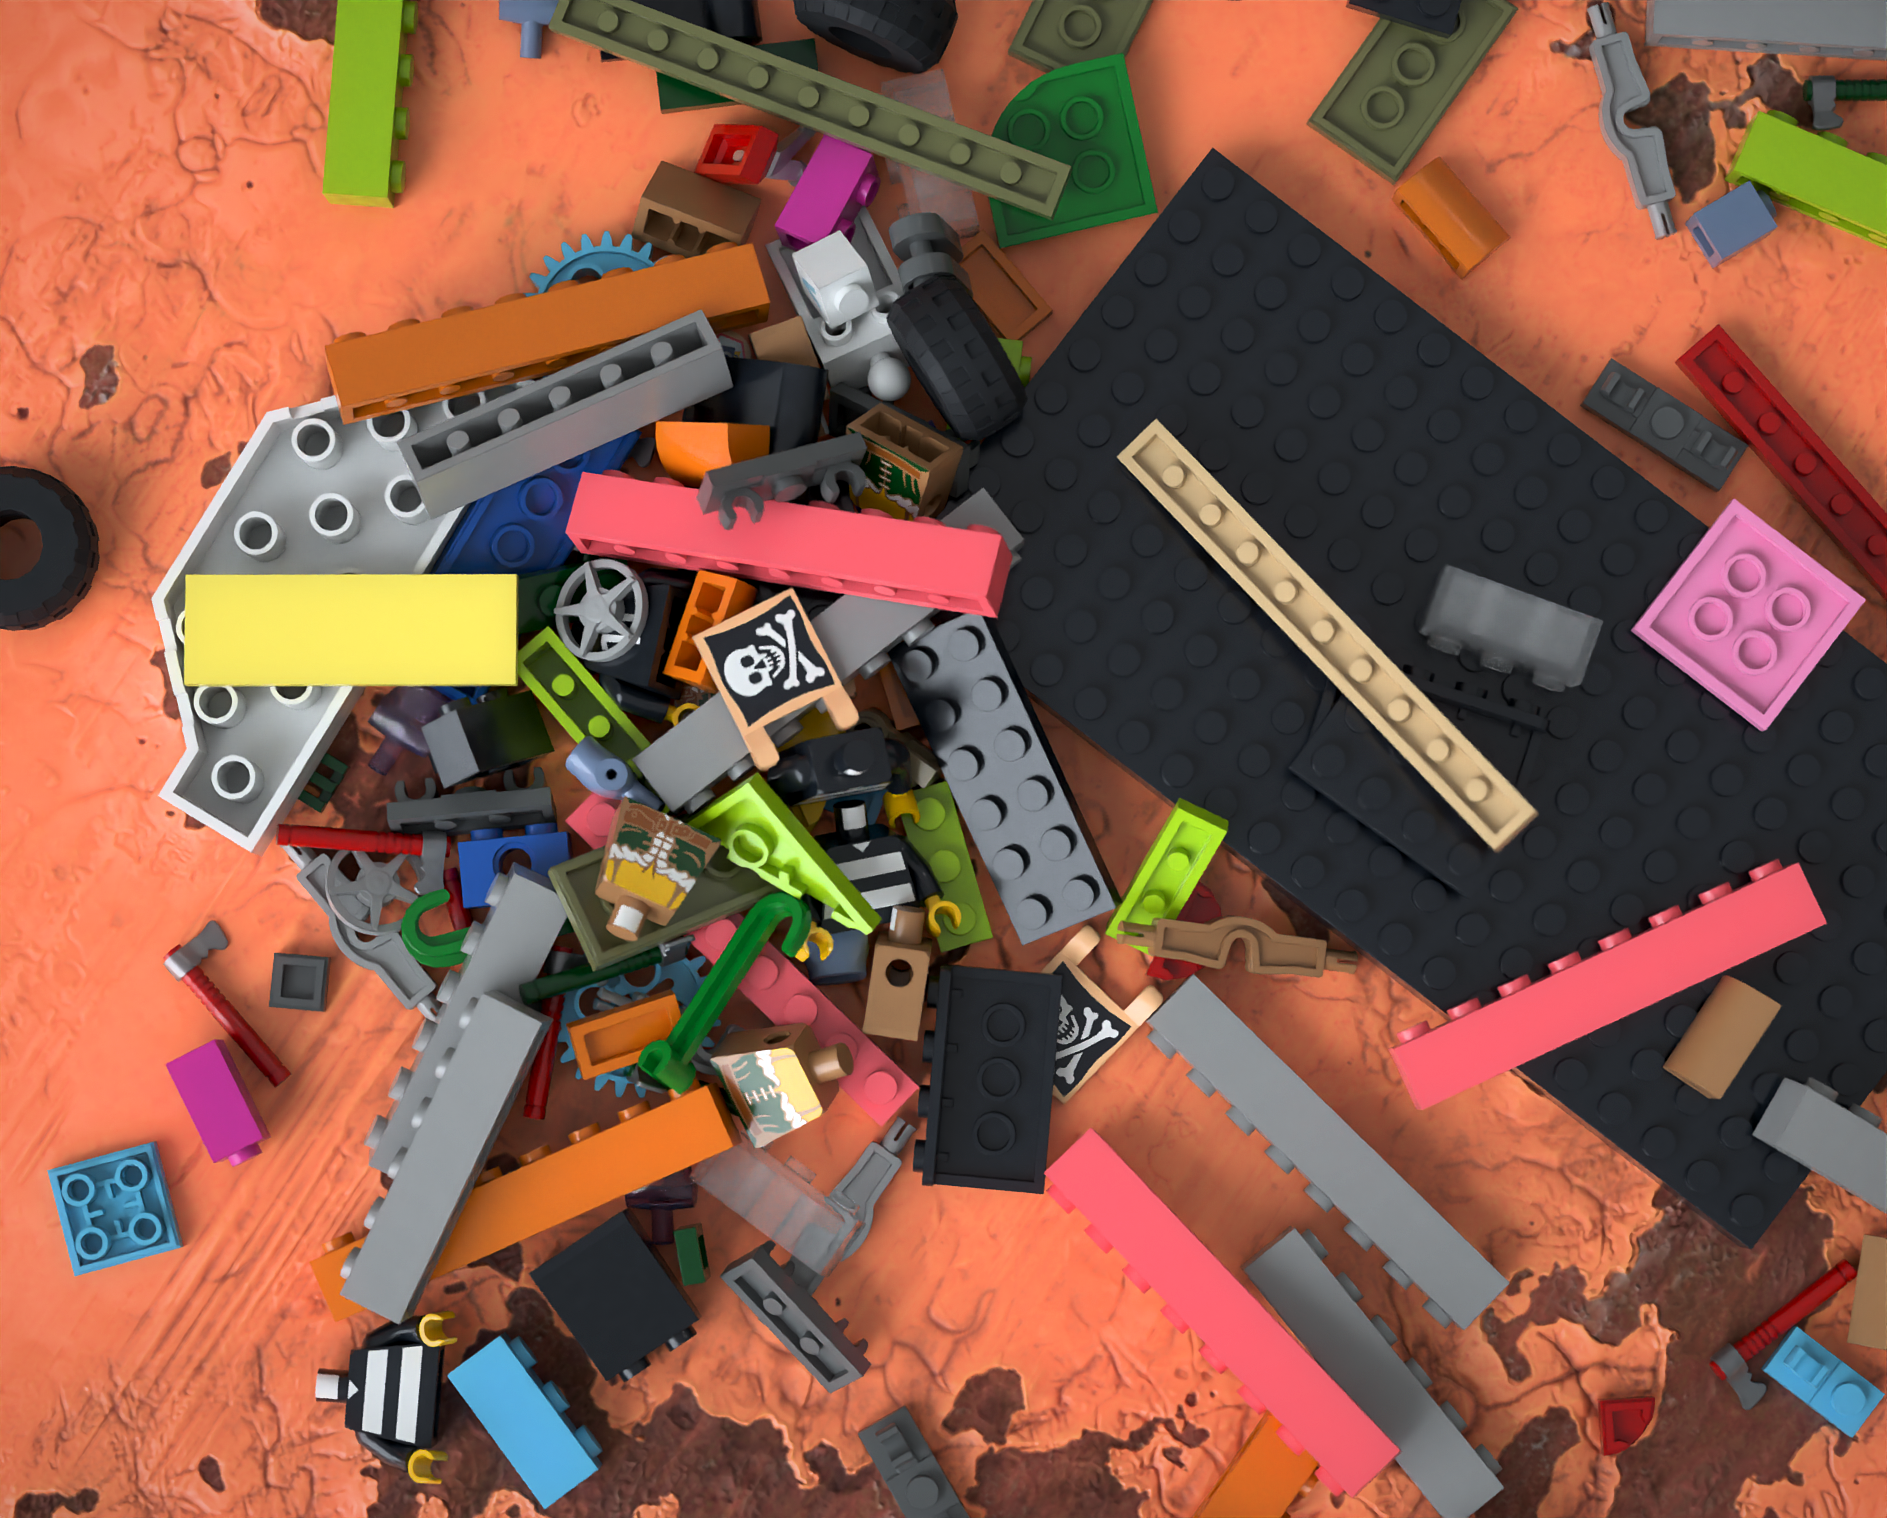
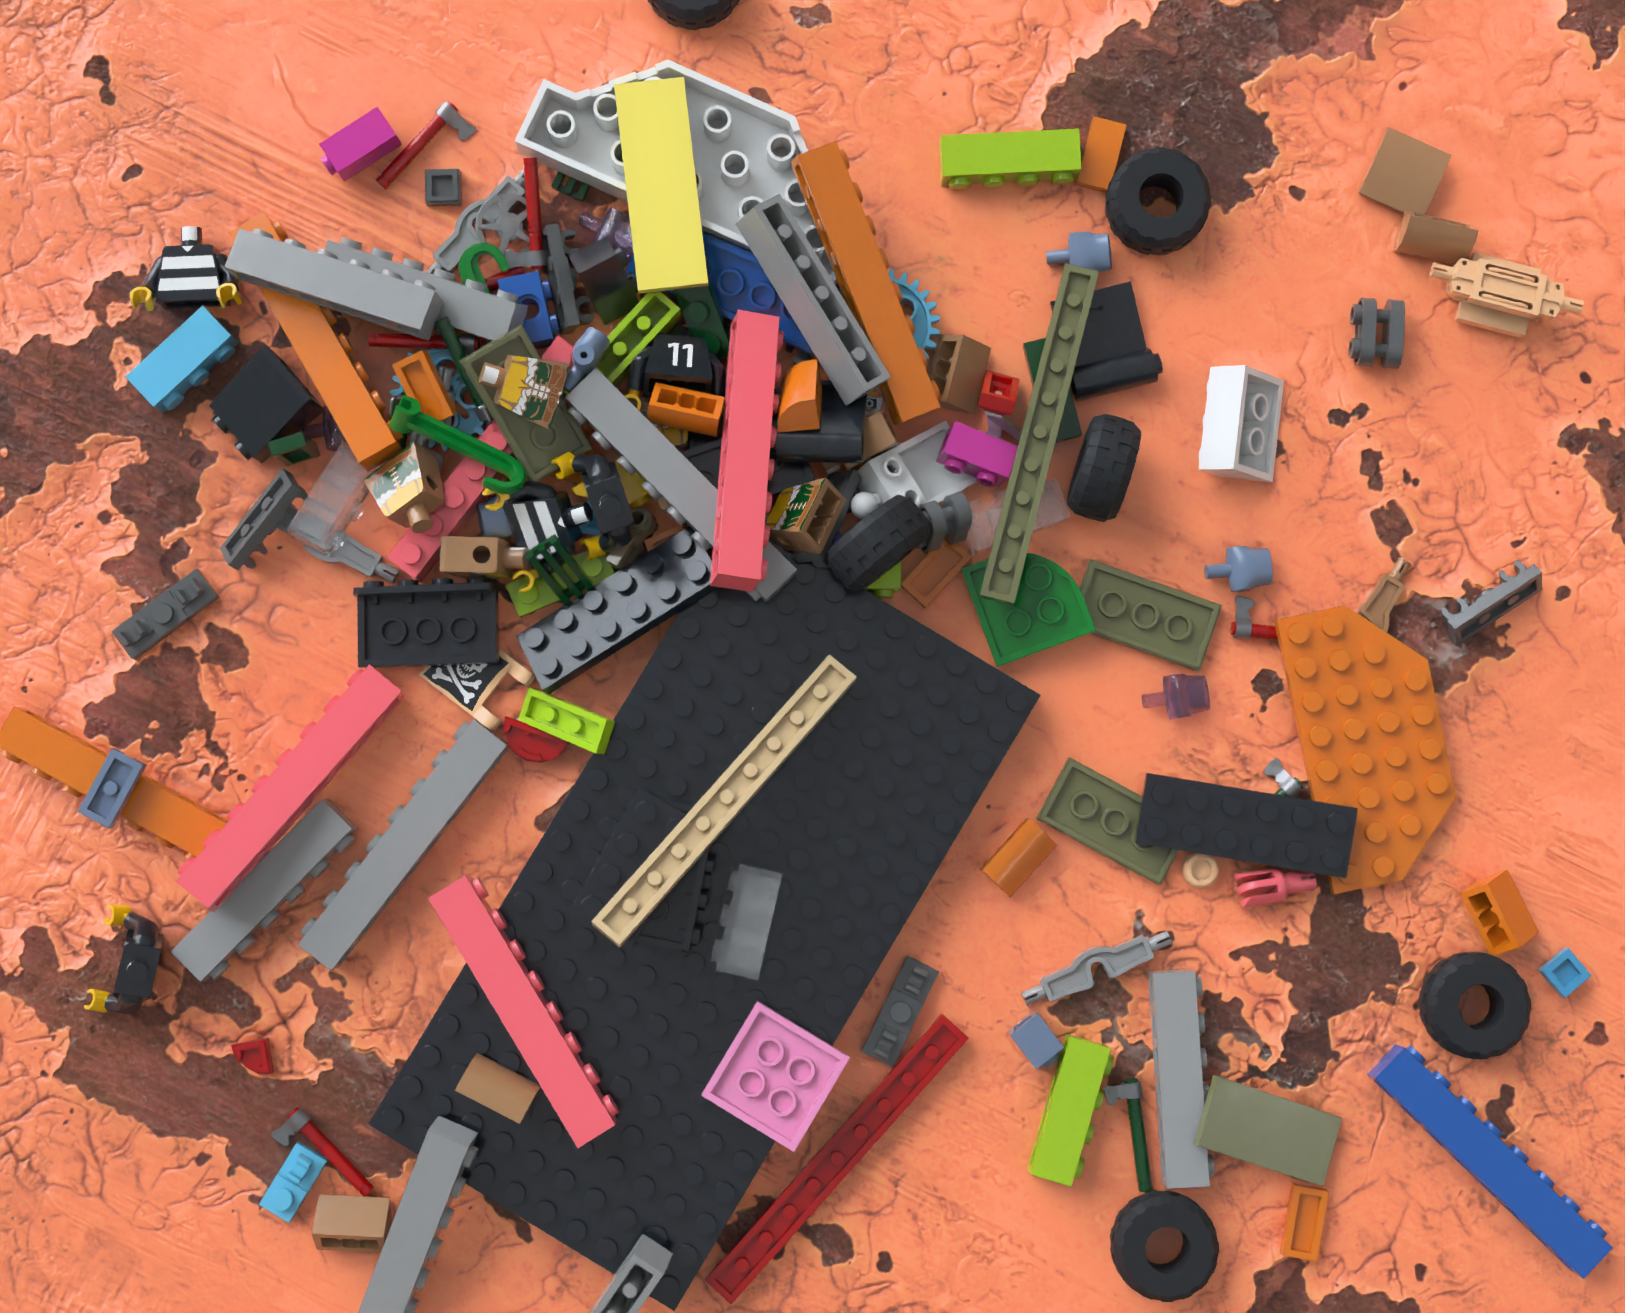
camera: 80 degrees right, 0 degrees up
(115, 1208) = (289, 92): medium azure tile -> none
(601, 610) = (692, 340): light grey wheel -> none
(769, 667) = (664, 447): flag -> none
(780, 849) = (549, 469): lime wing -> none
(783, 477) = (784, 439): dark grey plate -> none
(835, 279) = (923, 462): white brick -> none
(960, 845) = (573, 589): none -> dark green tile
(1210, 945) = (528, 753): medium nougat piece -> none

